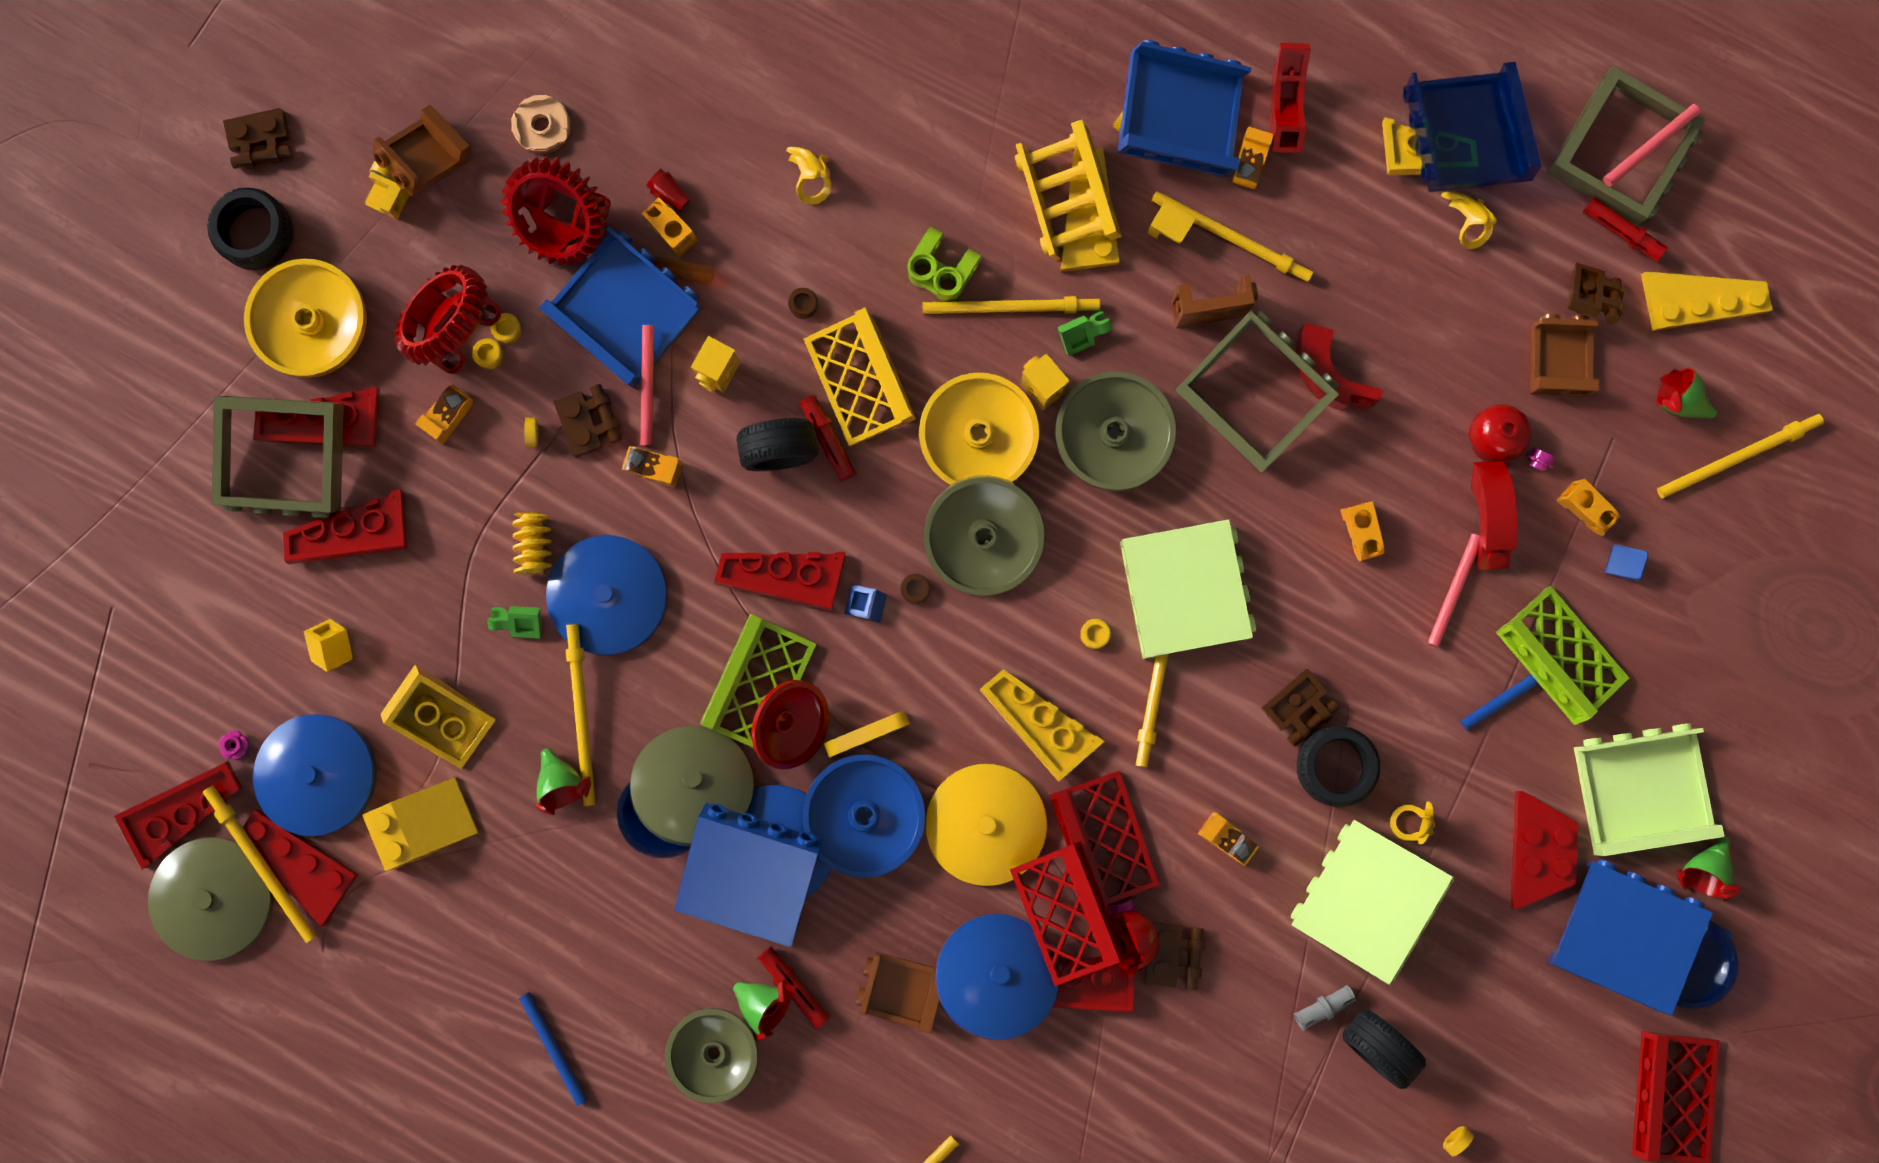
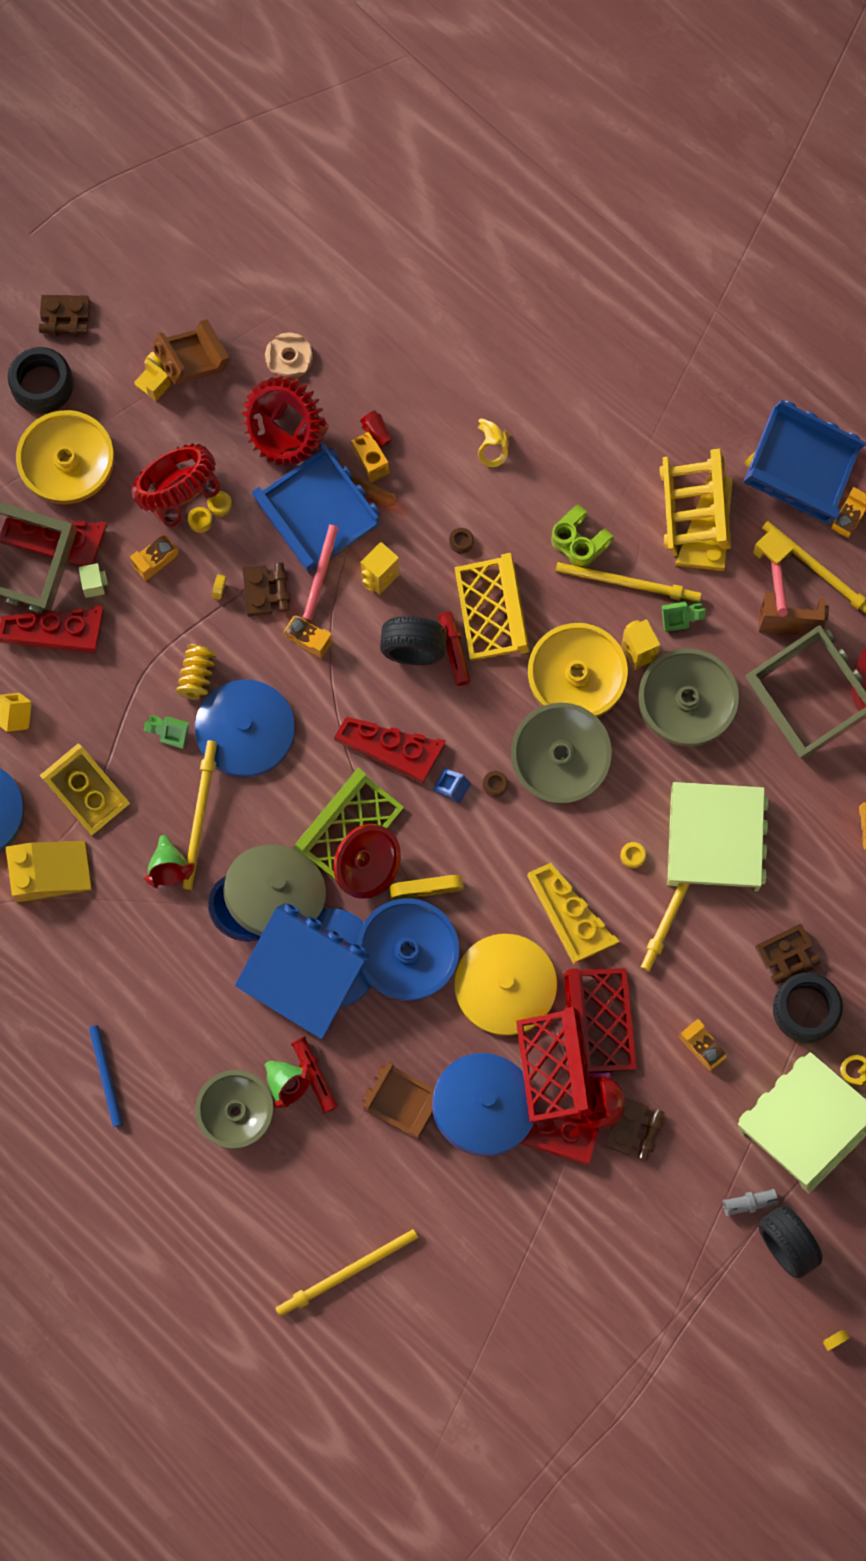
camera: 15 degrees right, 10 degrees down
(379, 461) = (92, 580): none -> yellowish green plate
(1192, 276) = (779, 589): none -> coral bar

